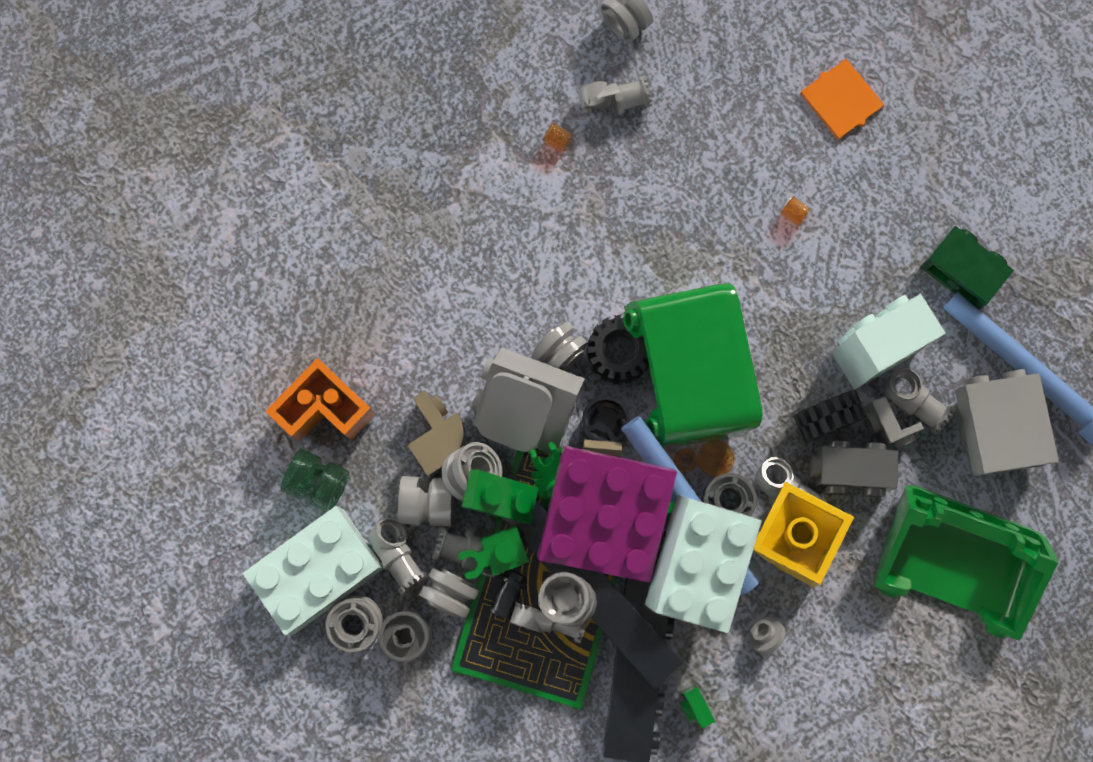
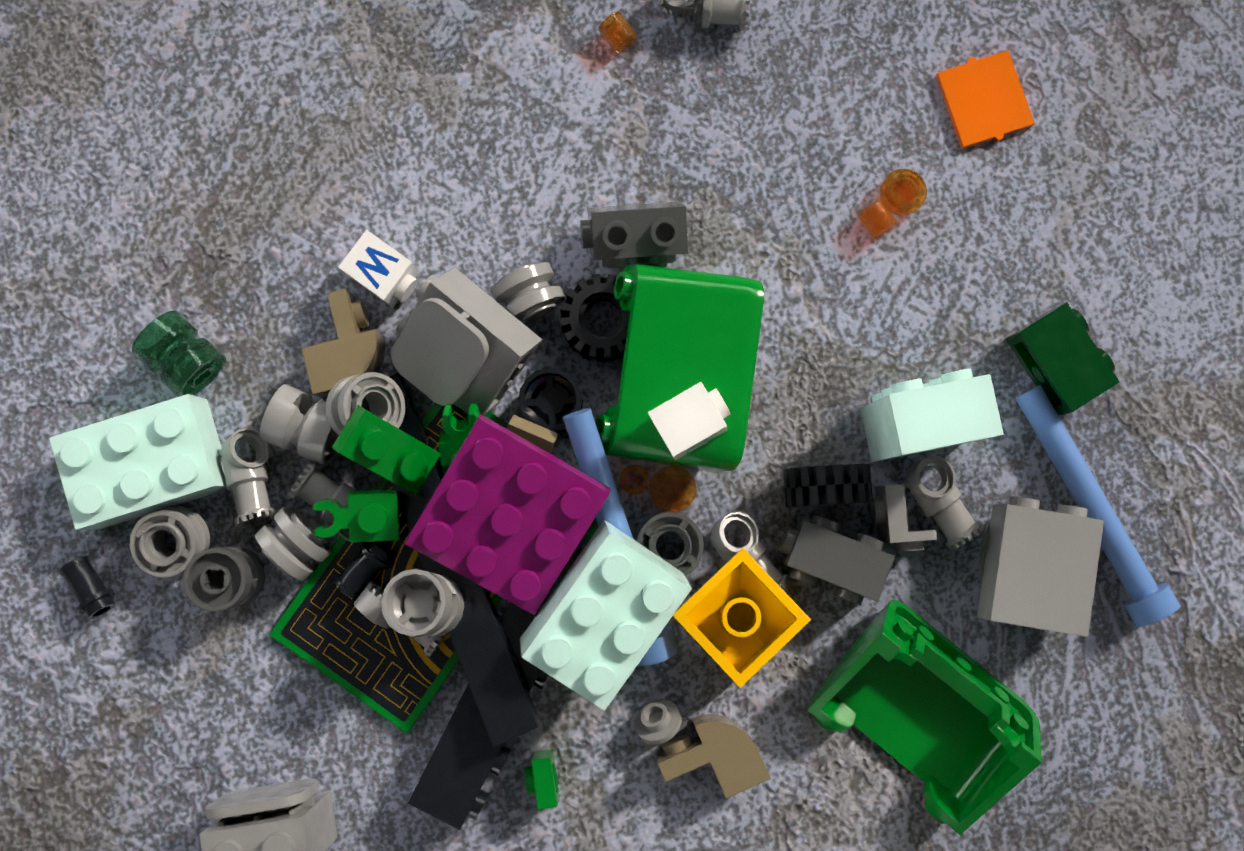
camera: 15 degrees right, 5 degrees up
(302, 680) = (87, 587): none -> black pin
(319, 395) = (215, 254): orange brick -> none
(444, 368) = (380, 269): none -> white brick
(623, 277) = (635, 231): none -> dark grey brick
(717, 398) = (690, 419): none -> white brick
(807, 185) = (903, 191): none -> clear orange plate
(819, 635) = (721, 744): none -> dark tan brick

